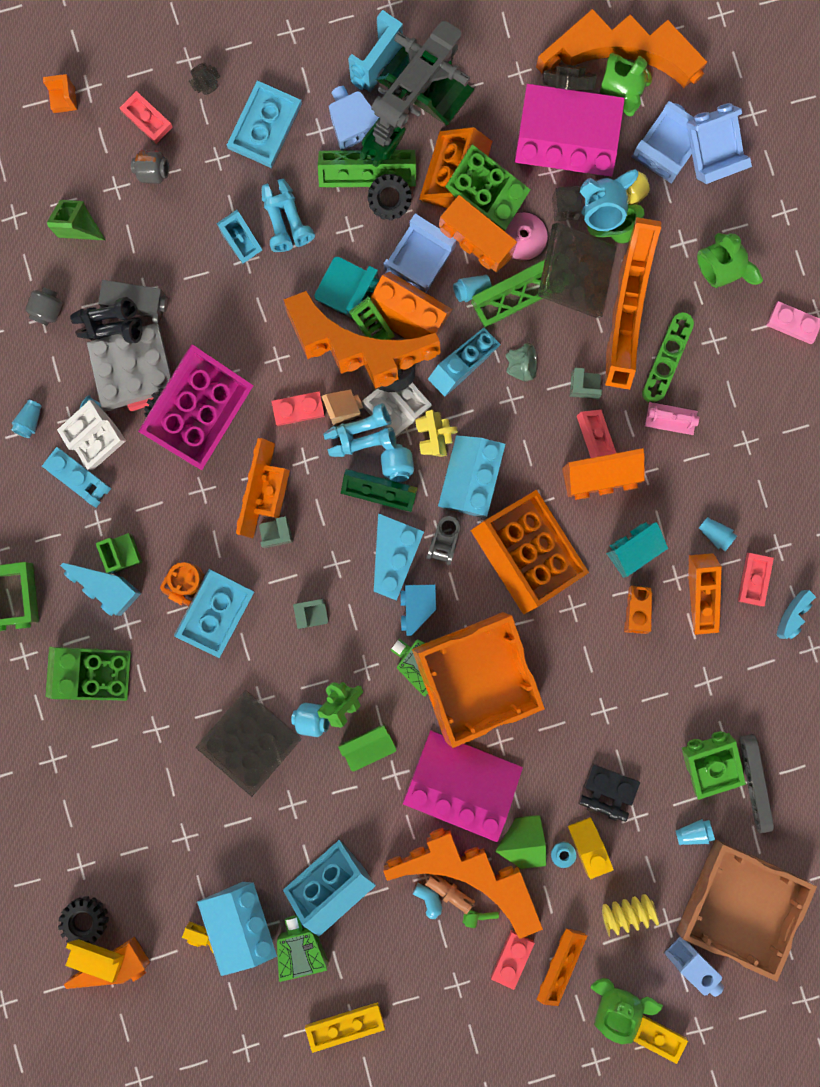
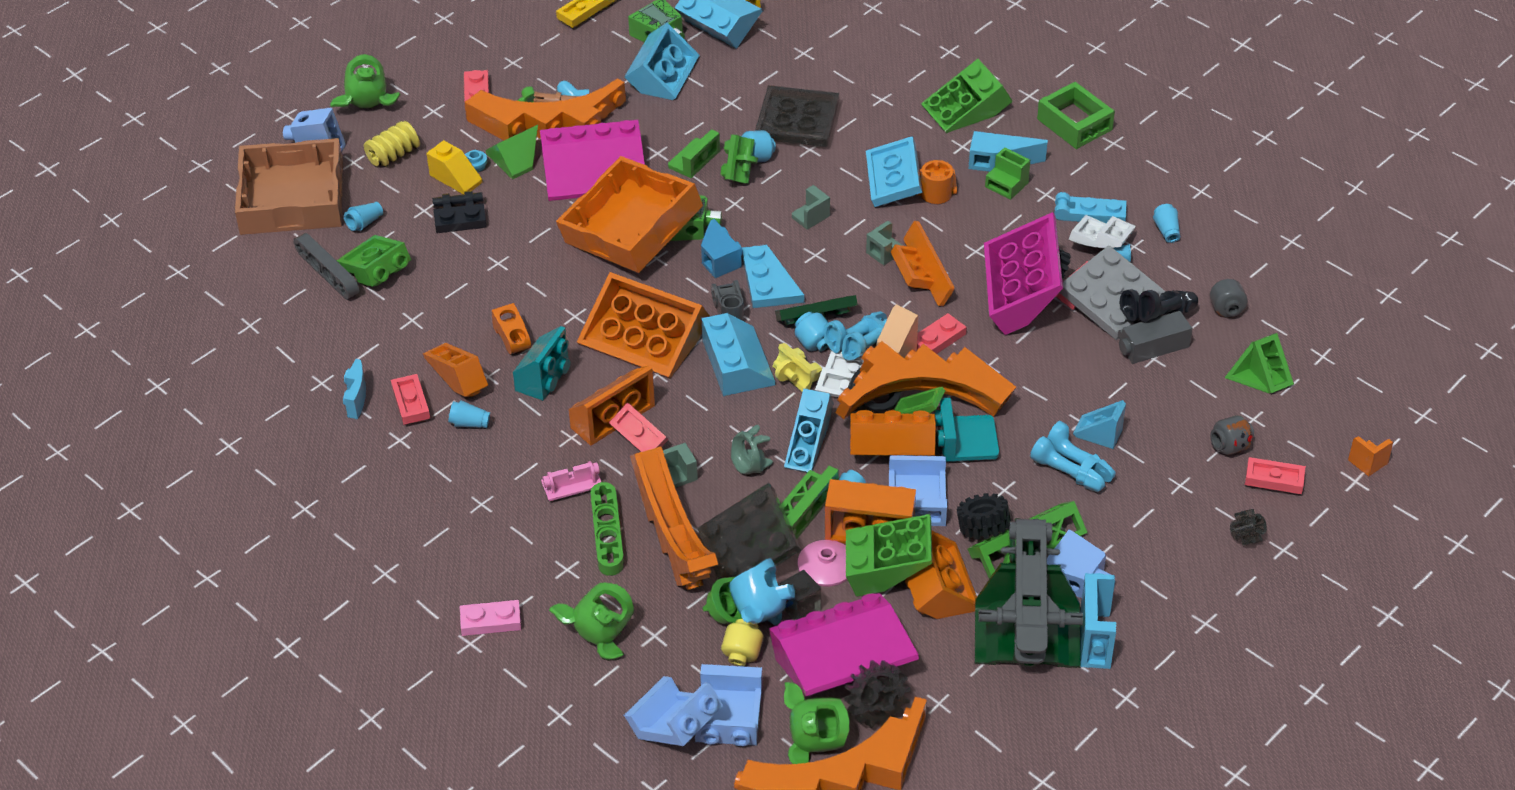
camera: 150 degrees right, 40 degrees down
(264, 124) = (1158, 524): medium azure plate -> none
(561, 967) = (431, 97): orange plate -> none
(660, 1039) = (318, 91): yellow plate -> none

